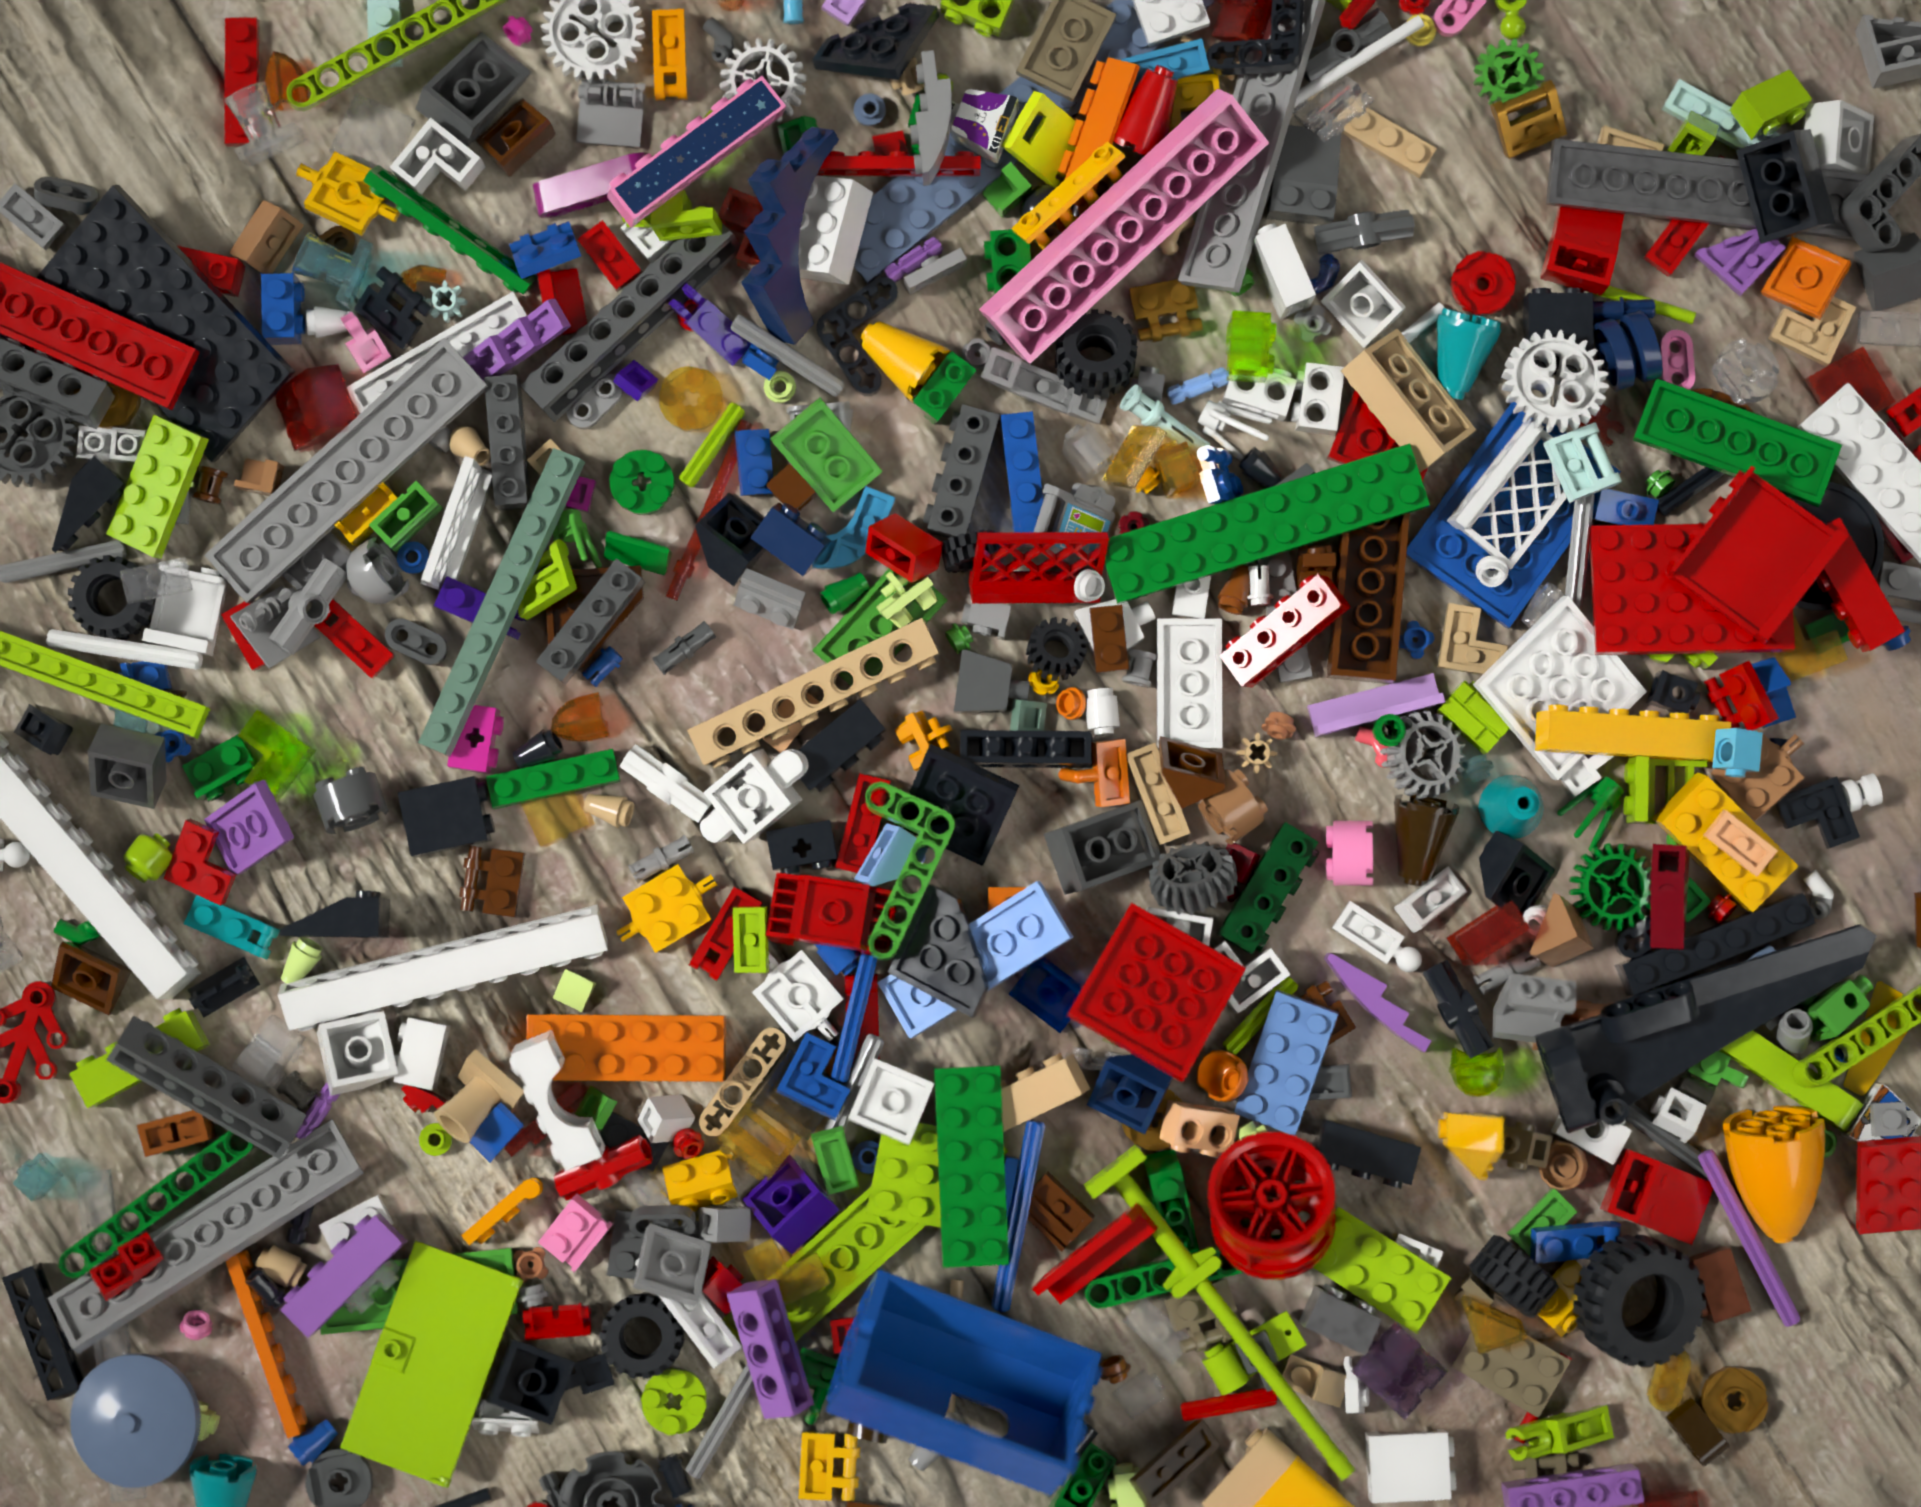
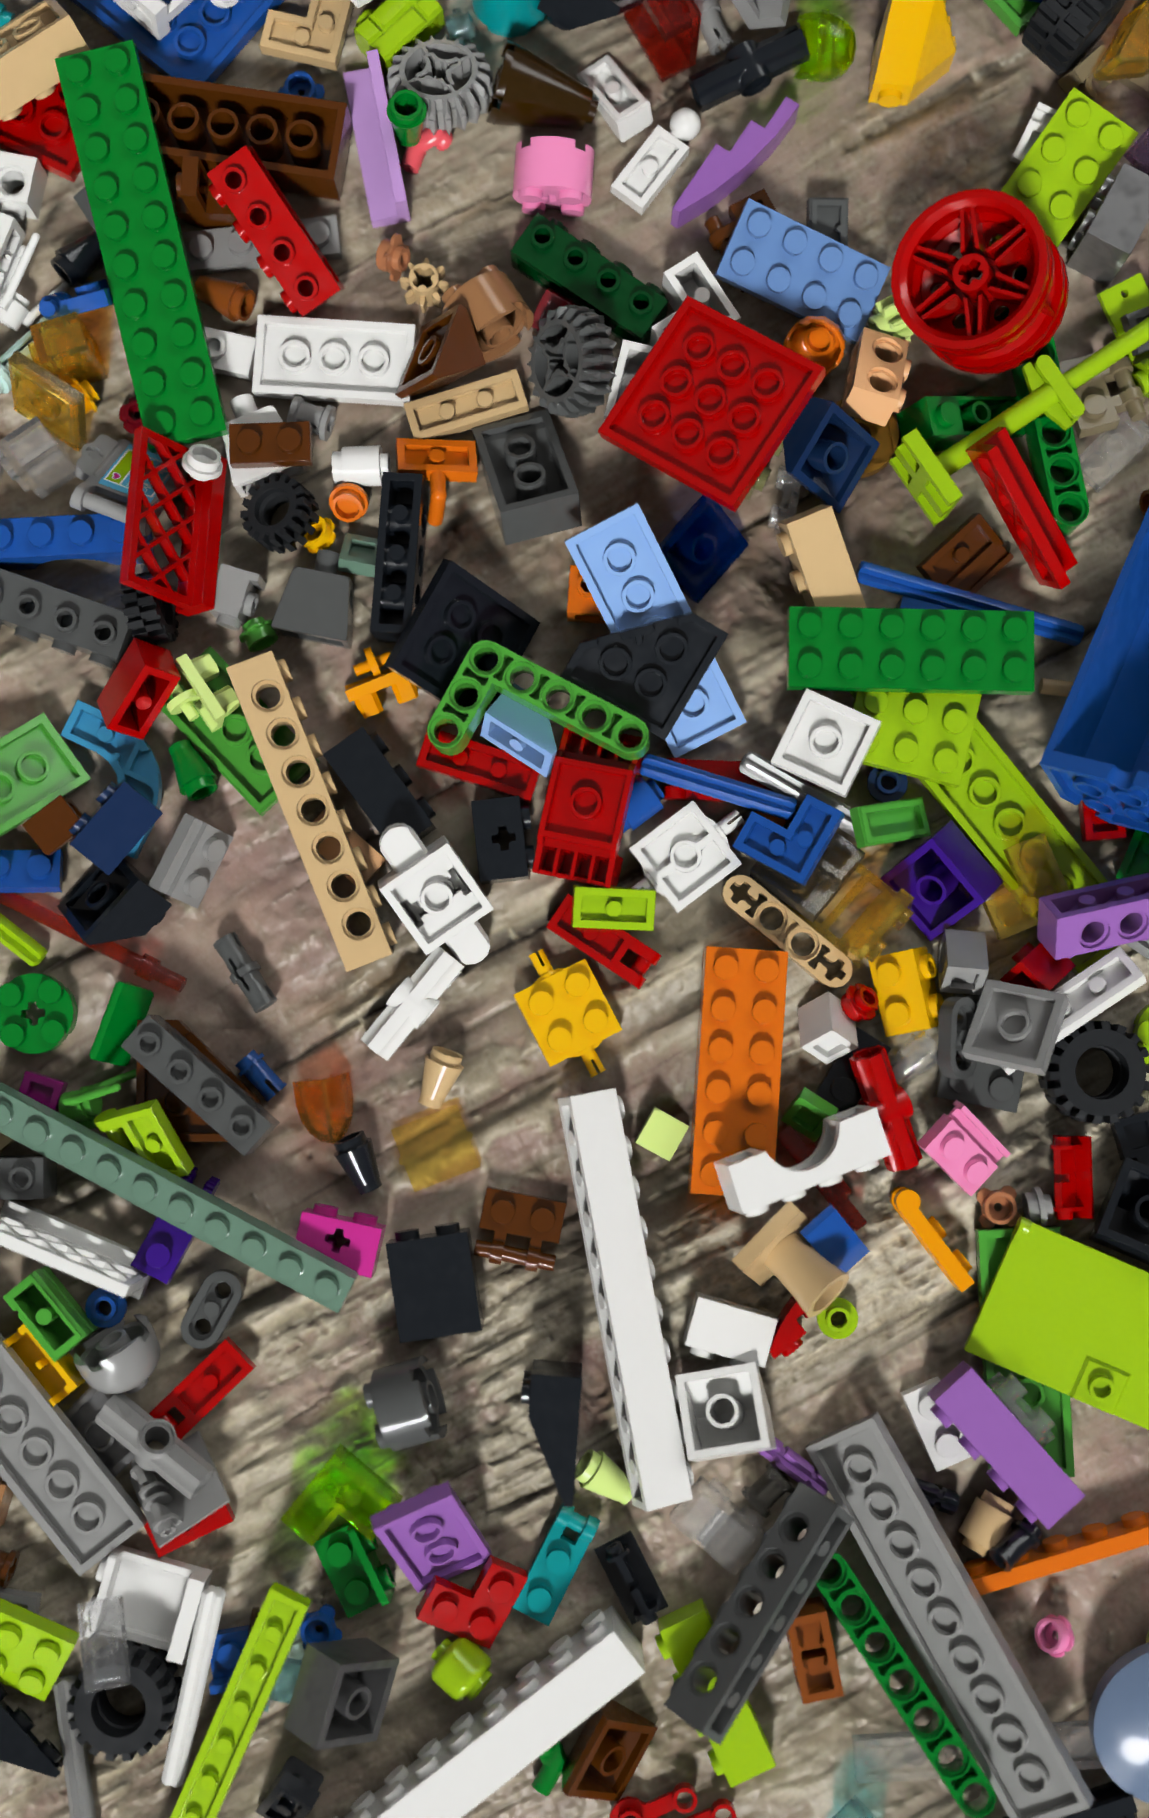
camera: 80 degrees left, 0 degrees up
(122, 1271) = (985, 1726): red slope -> none
(553, 778) = (397, 1145): green plate -> none
(661, 859) = (506, 1015): light grey pin -> none
(1256, 1018) = (751, 313): lime axle -> none
(1259, 588) = (220, 264): white pin -> none
(1368, 1153) = (915, 180): black brick -> none

